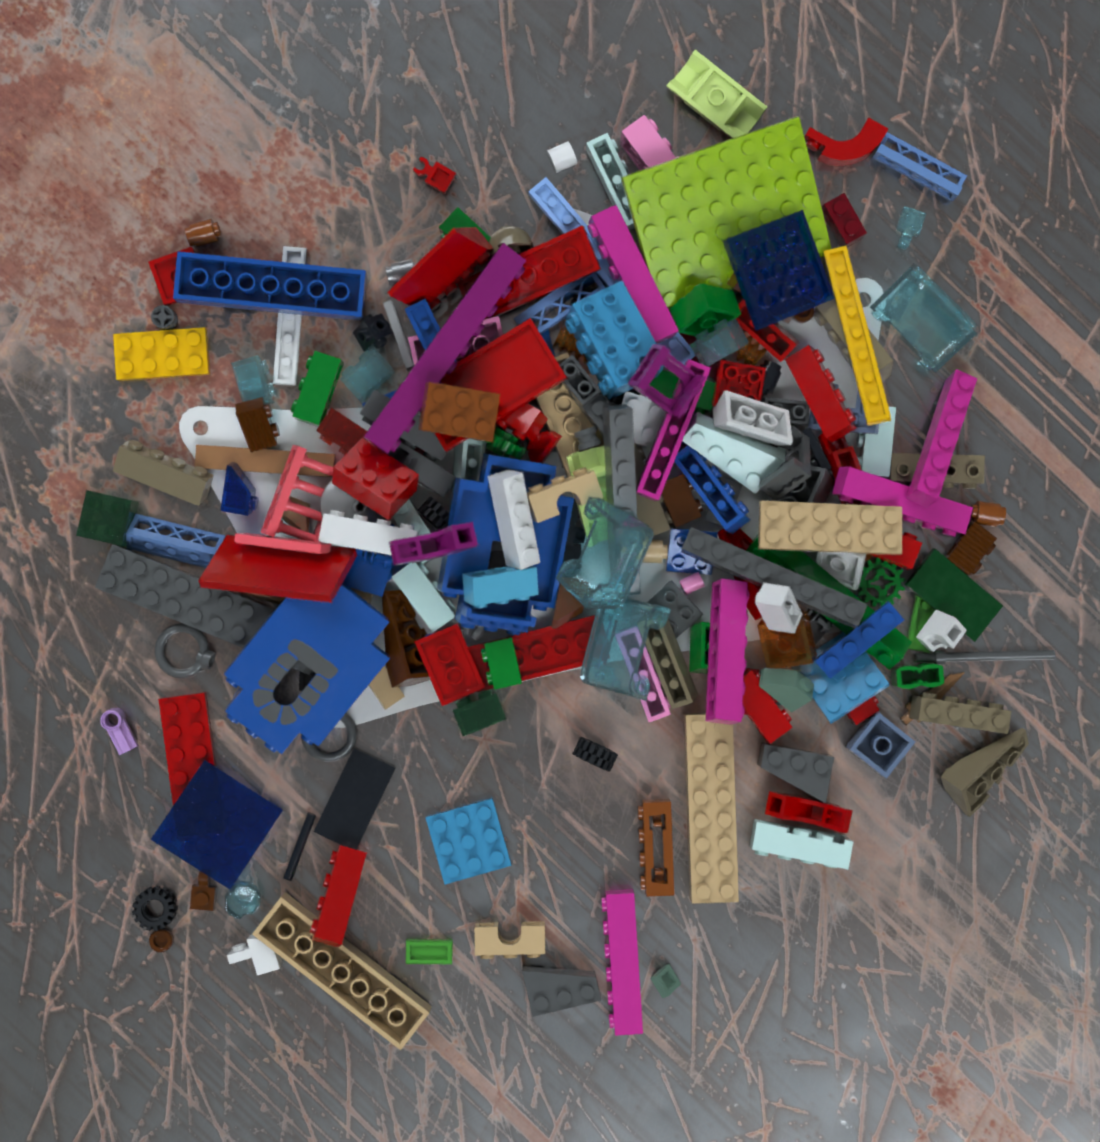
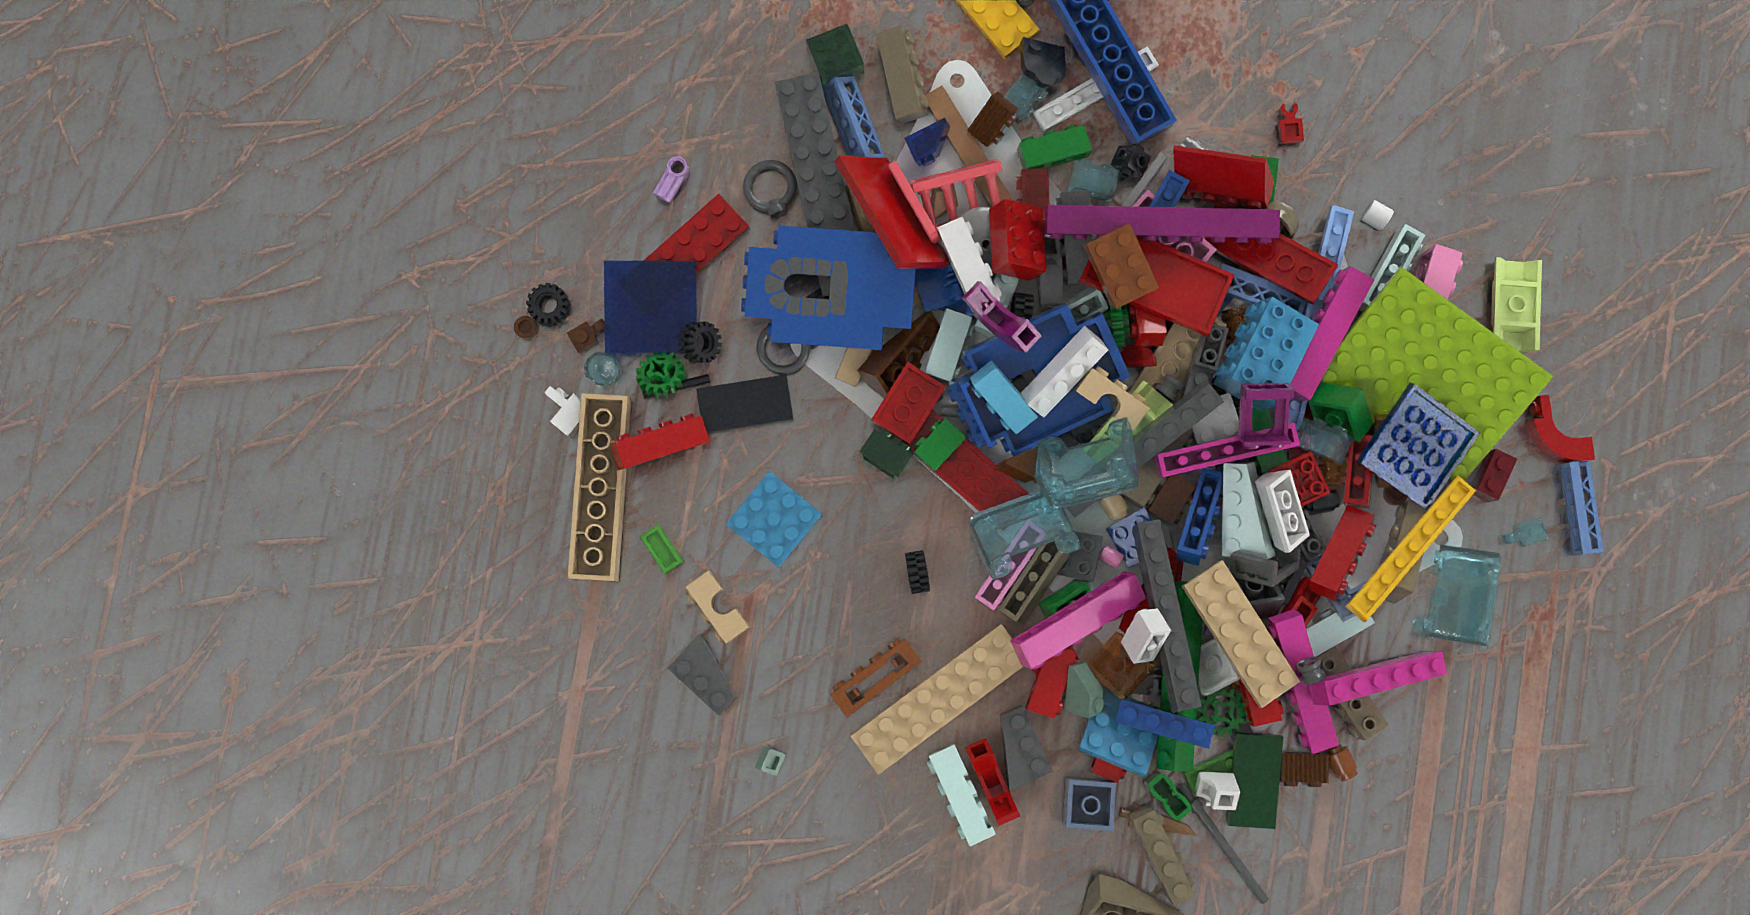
camera: 55 degrees right, 5 degrees down
(236, 346) = (1042, 62): none -> black plate
(268, 811) = (689, 342): none -> black tyre
(280, 842) = (660, 374): none -> green gear
(623, 962) = (761, 715): dark pink brick -> none
(899, 491) = (1310, 670): none -> dark grey wheel

